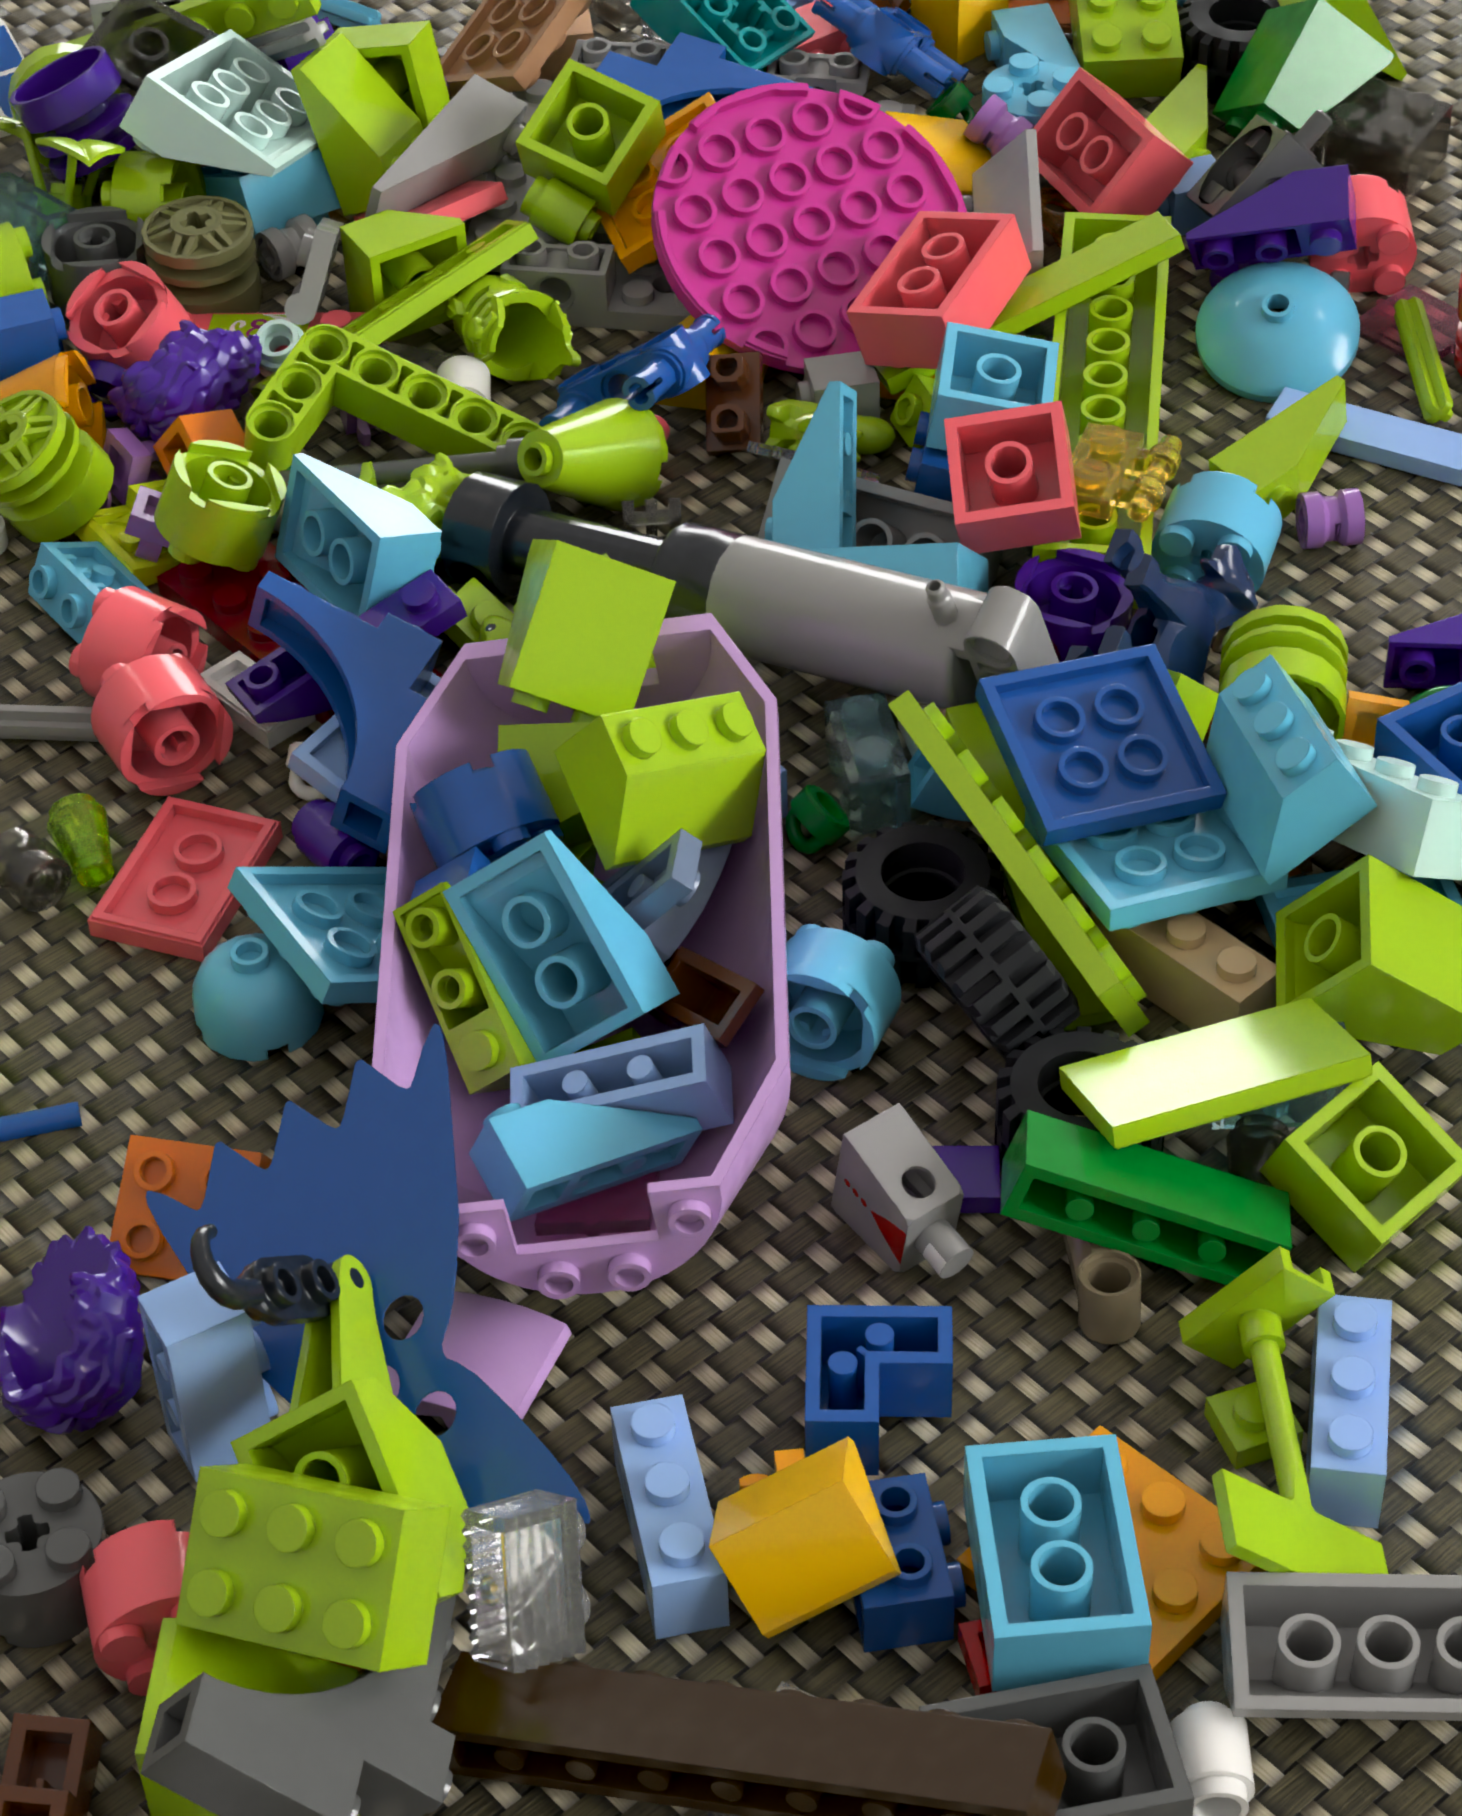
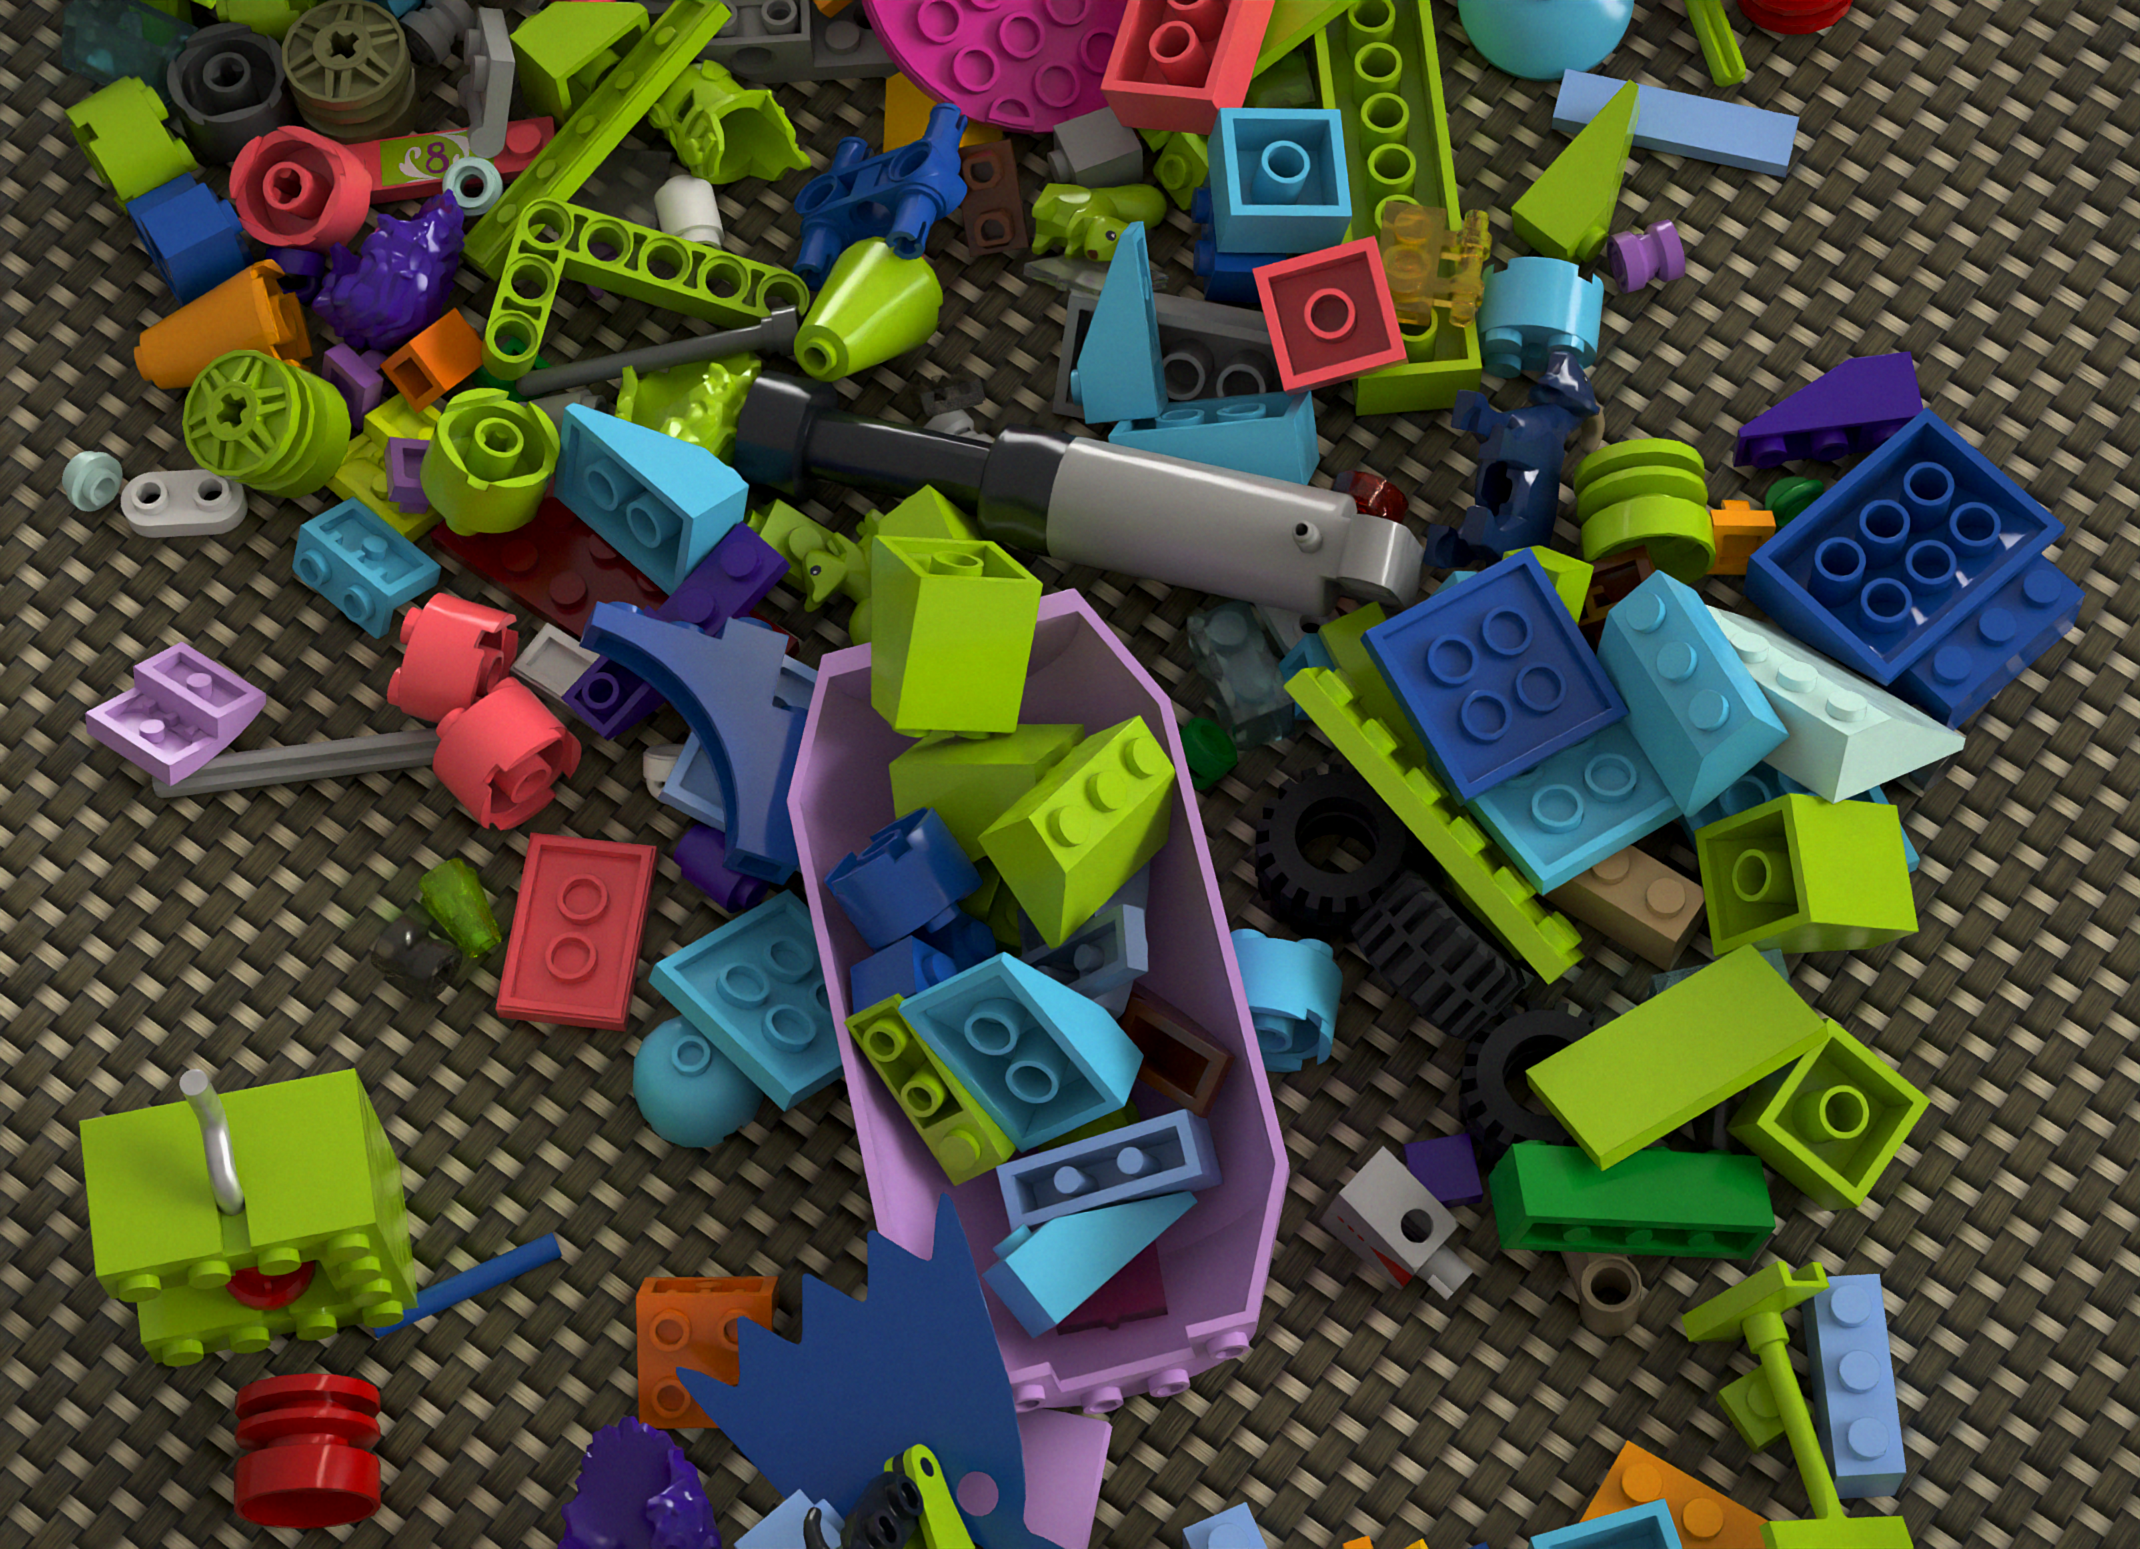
camera: 10 degrees left, 20 degrees up
(872, 1366) = (1401, 1425): blue brick -> none
(1076, 597) = (1408, 442): dark purple brick -> none

